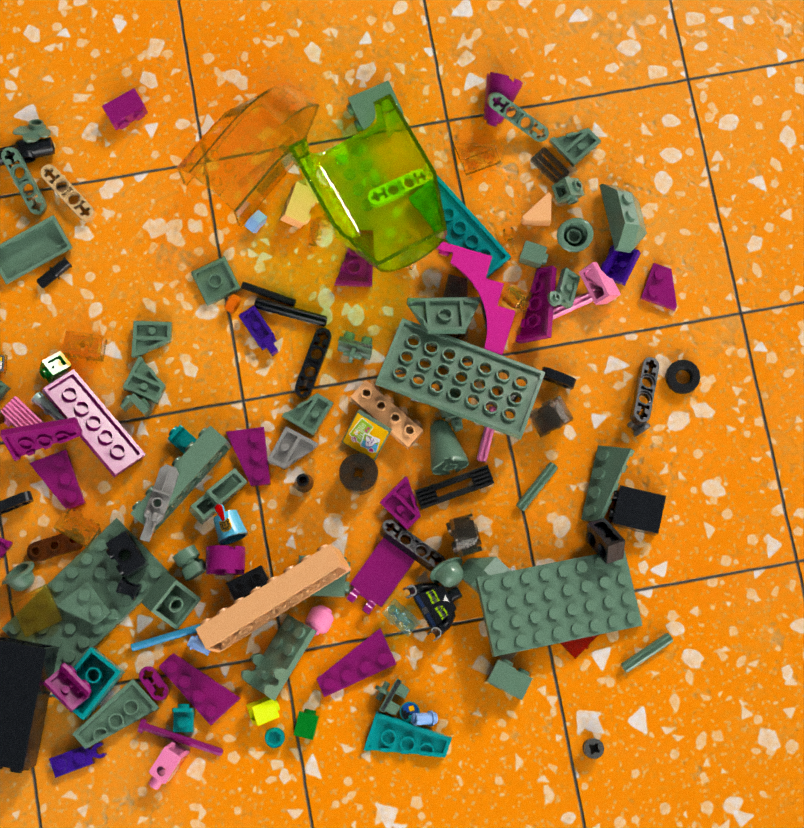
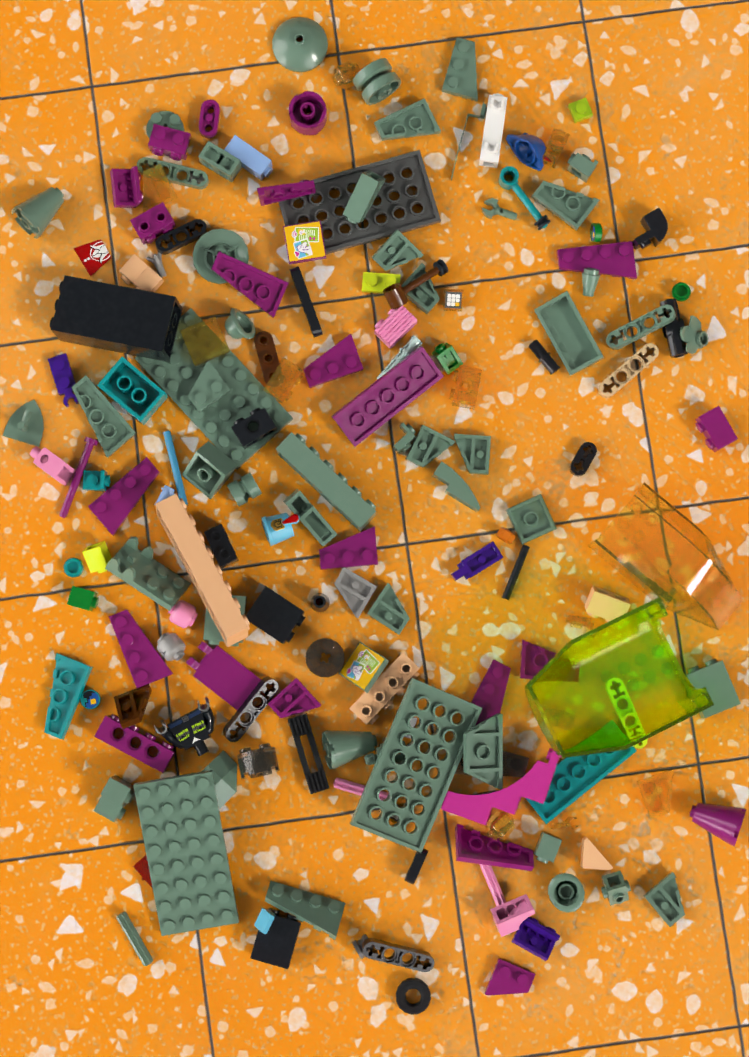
camera: 90 degrees right, 5 degrees up
(42, 435) = (374, 344): magenta wing -> none
(68, 687) = (126, 372): magenta bracket -> none
(125, 797) = (26, 424): none -> sand green shield
(129, 588) = (221, 429): black bush -> none
(153, 237) = (586, 462): none -> black beam
(157, 680) = (128, 449): magenta beam -> none
(161, 491) = (311, 463): light grey piece -> none
(180, 438) = (368, 483): teal bracket -> none
(185, 351) = (457, 486): none -> sand green slope
(225, 560) = (244, 523): magenta brick -> none
(256, 221) = (591, 561): light blue piece -> none
(291, 312) = (495, 594): black axle -> none
(311, 362) = (443, 612): black beam -> none
(318, 524) = (275, 615): none -> black brick
(353, 630) = (171, 646): none -> light grey head
(354, 348) = (453, 658): sand green hips -> none
(385, 312) = (491, 690): none -> magenta wing
(397, 688) = (97, 678): sand green hips -> none
(401, 617) = (180, 694): clear light blue hips -> none
(414, 666) = (132, 705): none -> reddish brown wing
(429, 718) = (82, 718): light blue pin -> none
(448, 572) = (221, 744): sand green hat -> none
(470, 635) = (106, 733): none -> magenta brick
(519, 115) = (694, 837): sand green beam -> none
(536, 487) = (306, 837): sand green axle -> none
(546, 172) = (632, 881): clear smoke tile -> none
(550, 416) = (374, 855): clear smoke brick -> none
(565, 289) = (508, 879): sand green hinge -> none
(595, 746) = (48, 878): dark grey wheel -> none
(605, 540) = (244, 903): black brick -> none
(621, 519) = (264, 920): none -> medium azure slope
(624, 217) = (584, 945): sand green wedge -> none

